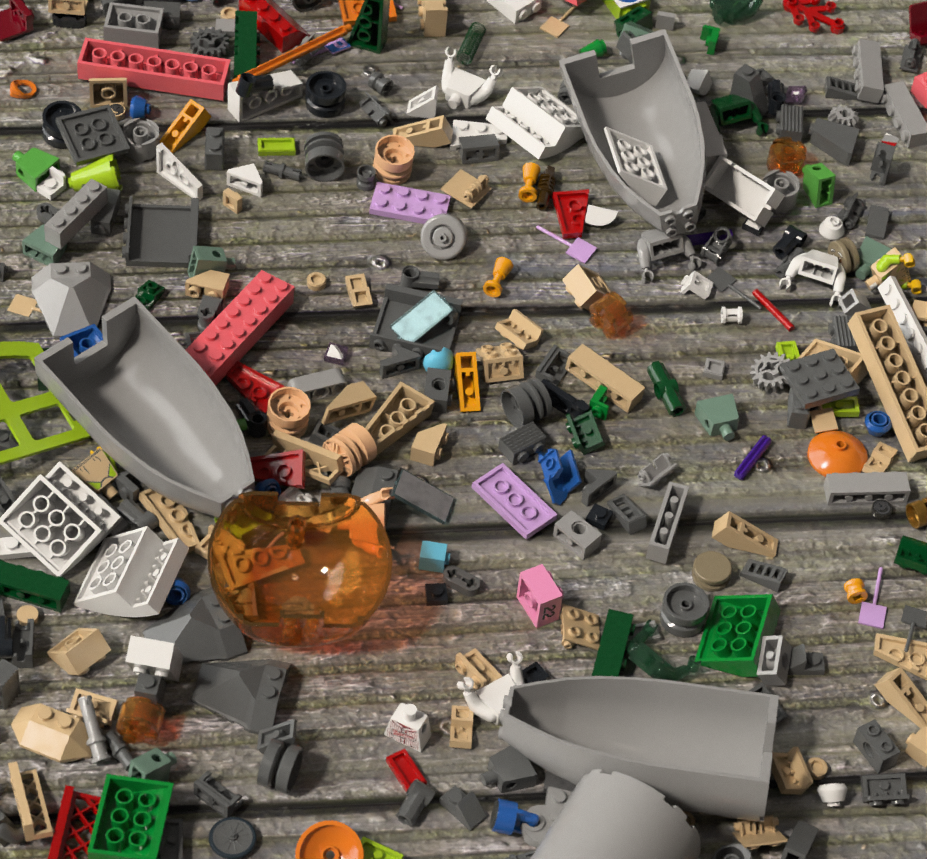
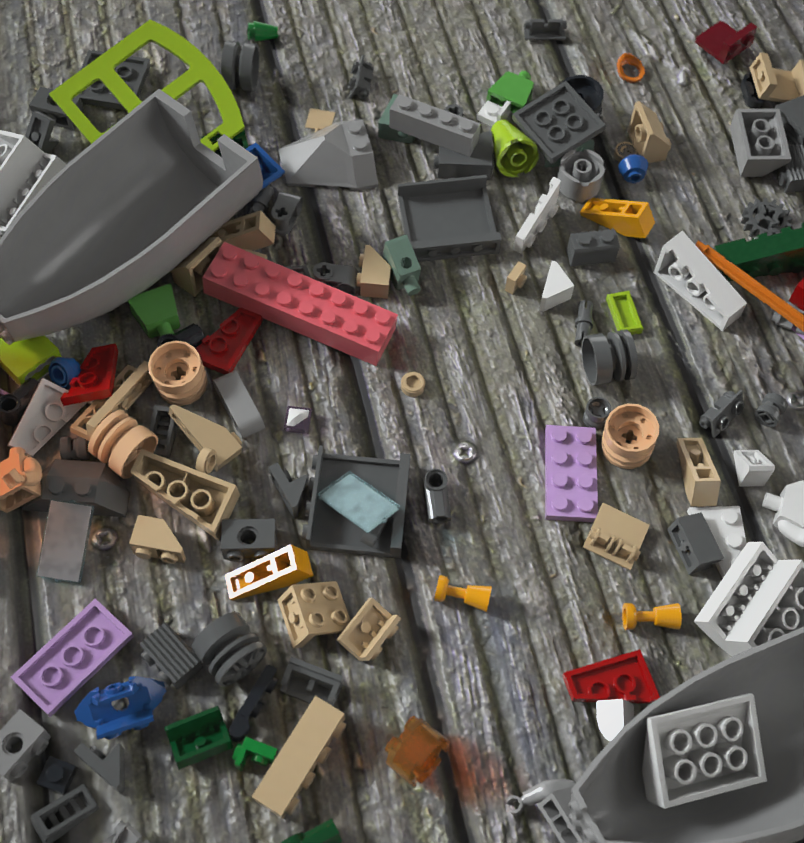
camera: 85 degrees right, 10 degrees up
(149, 293) = (351, 222): dark green slope -> none
(155, 68) = (698, 169): coral brick -> none
(249, 84) = (684, 253): black piece -> none
(325, 94) = (723, 347): black wheel -> none
(358, 291) = (404, 432): tan slope -> none
(376, 396) = (206, 460): none -> tan tile
(440, 360) = (287, 534): medium azure hair -> none
(444, 236) = (515, 515): light grey wheel -> none
(545, 188) = (649, 640): dark brown hinge -> none
(579, 249) = (548, 702): lavender piece -> none
(585, 286) = (469, 720): tan slope -> none

